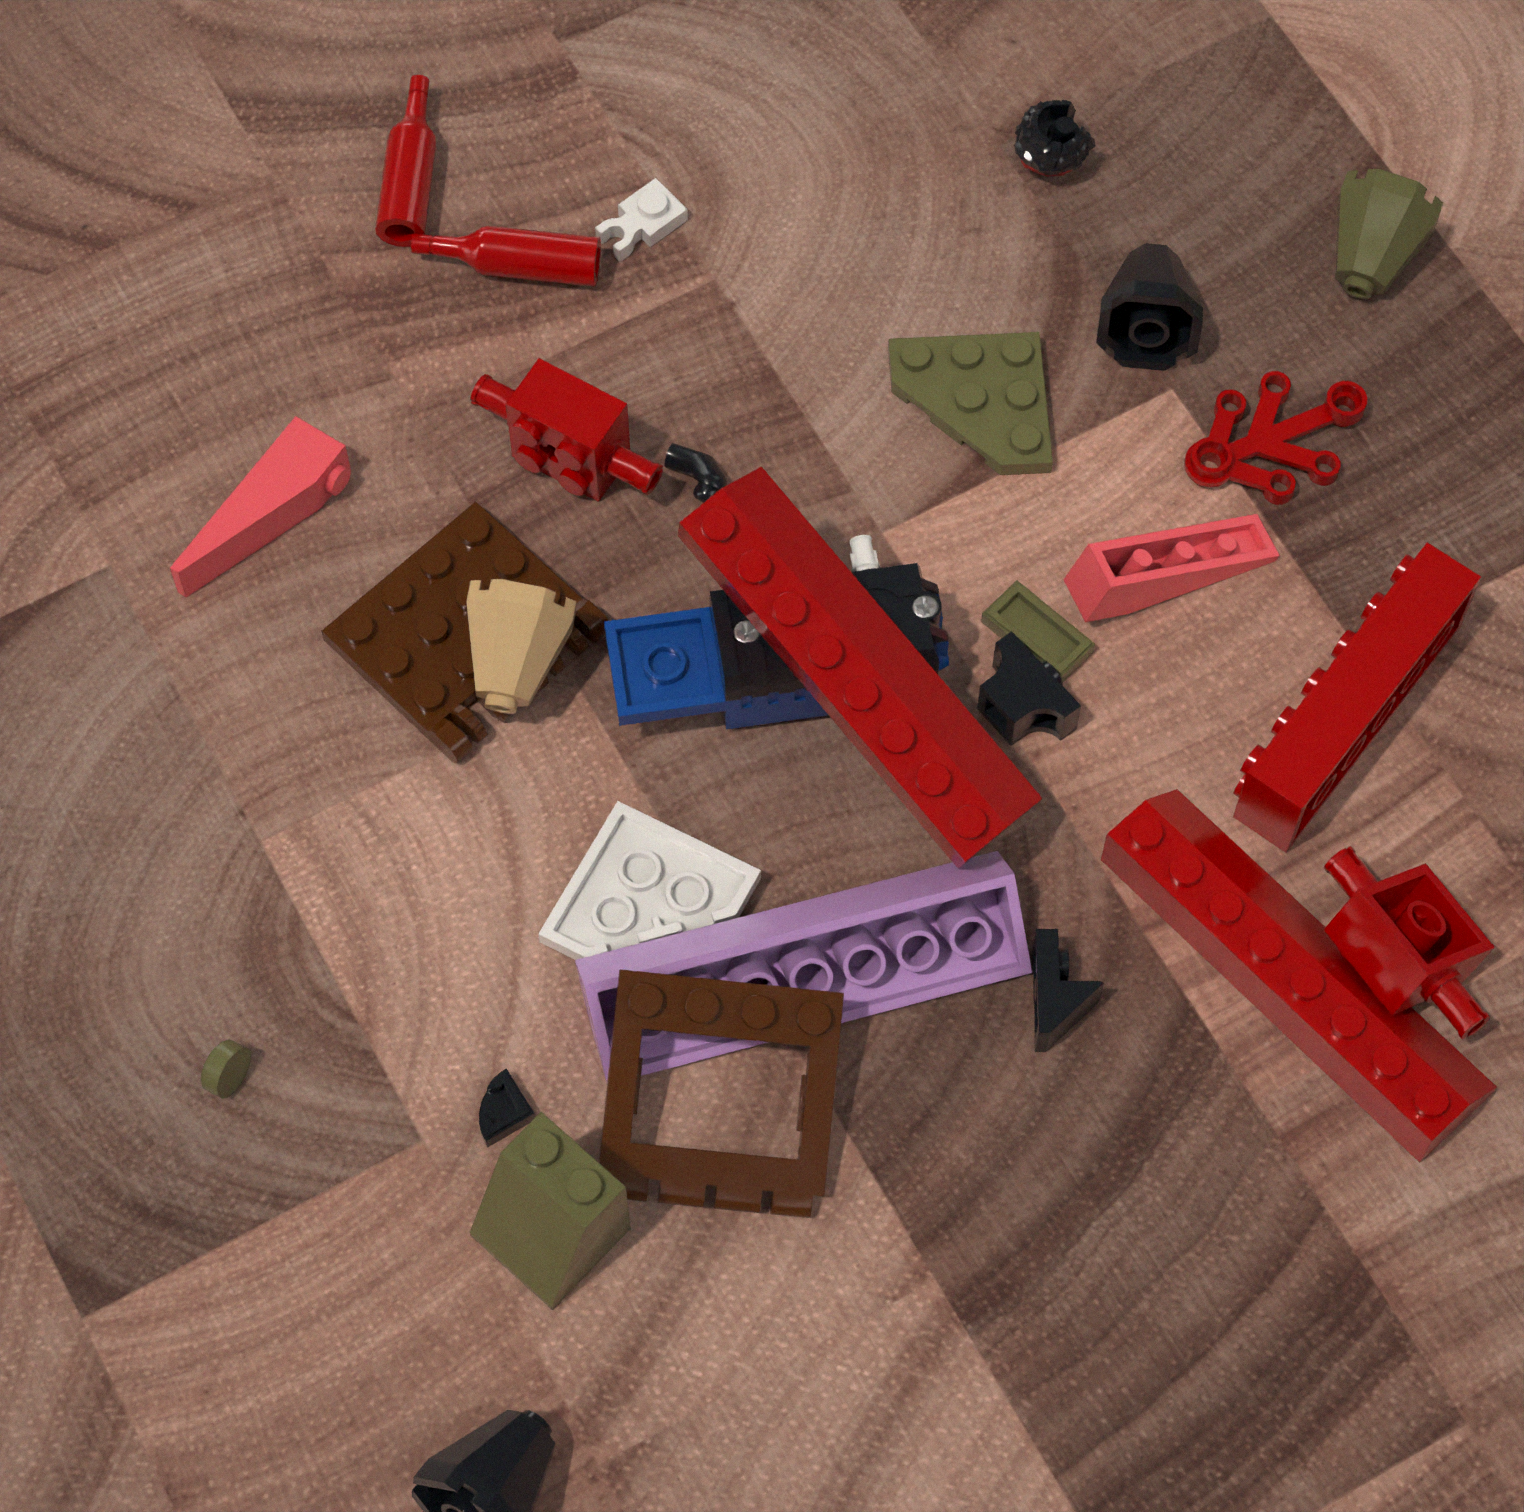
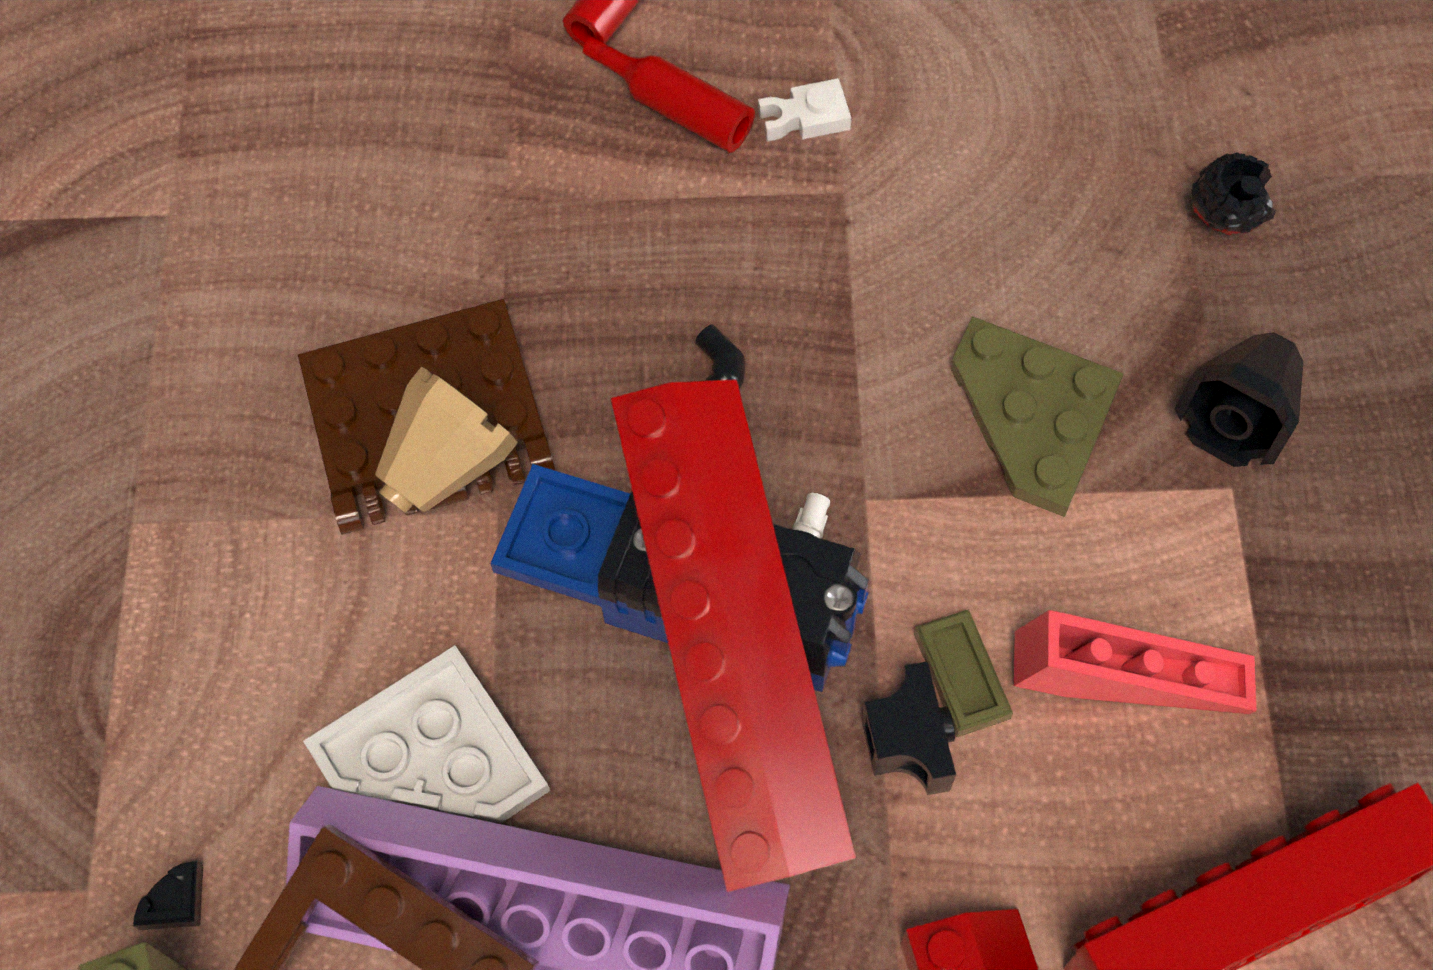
camera: 30 degrees right, 0 degrees up
(276, 494) = (328, 216): coral slope -> none
(568, 431) = (615, 270): red brick -> none
(1271, 440) = (1307, 586): red plant -> none

